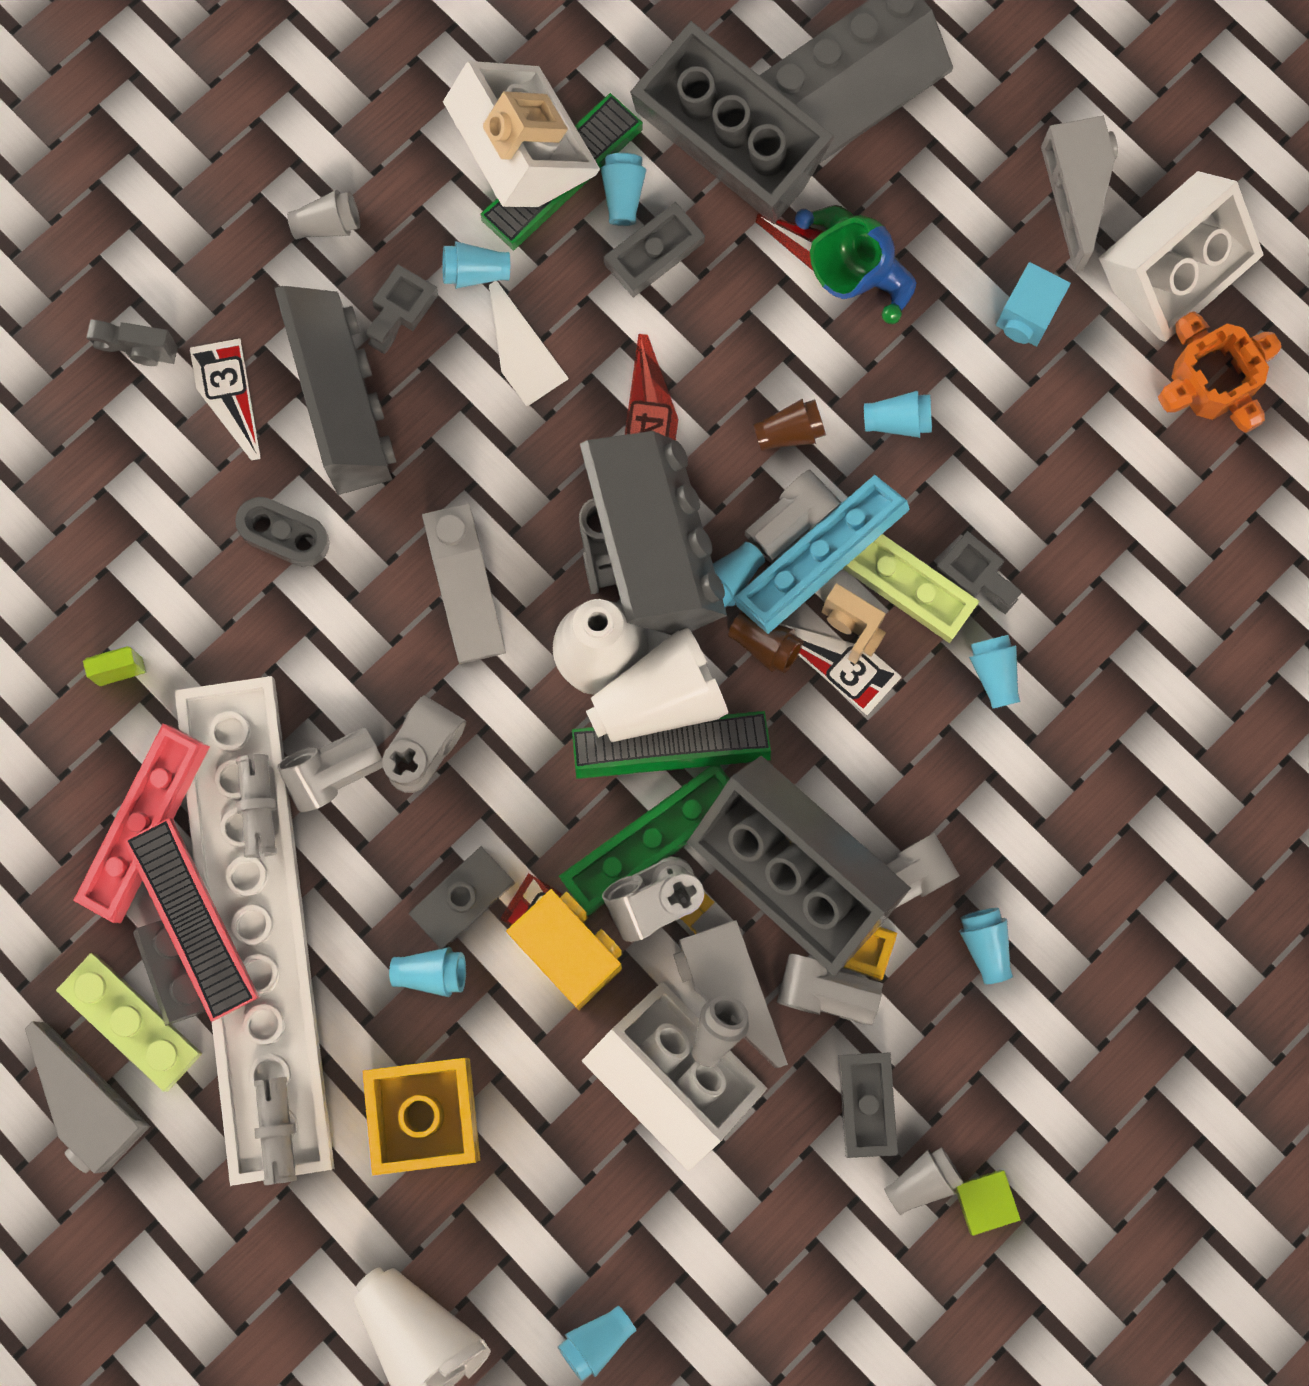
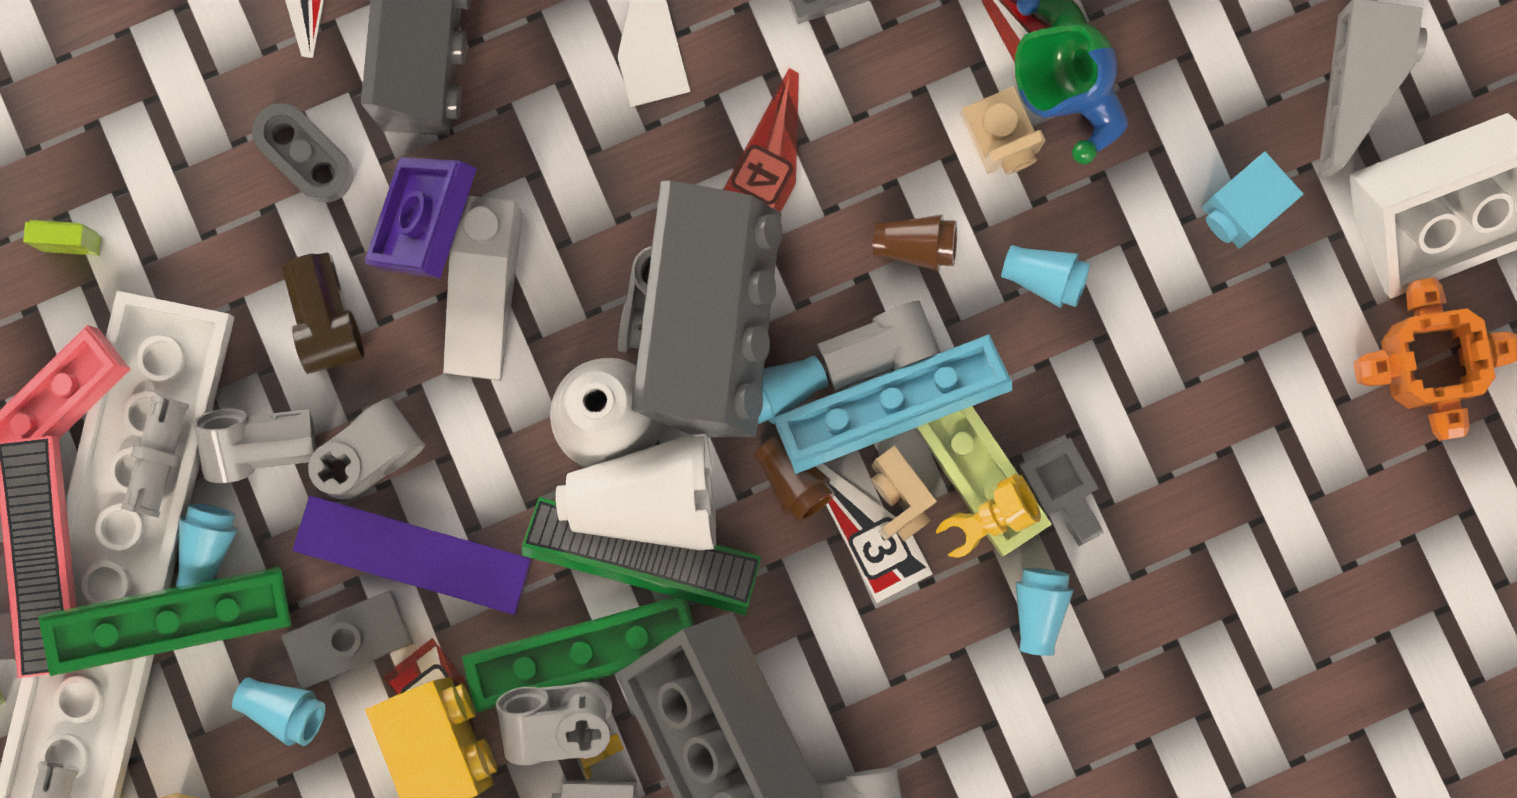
camera: 25 degrees right, 5 degrees up
(312, 933) = (164, 621): none -> green tile
(318, 865) = (203, 542): none -> medium azure cone
(349, 657) = (325, 328): none -> dark brown piece
(397, 544) = (420, 216): none -> dark purple tile
(488, 812) = (412, 555): none -> dark purple tile
(823, 322) = (1002, 132): none -> tan bracket
(947, 595) = (1012, 506): none -> yellow piece

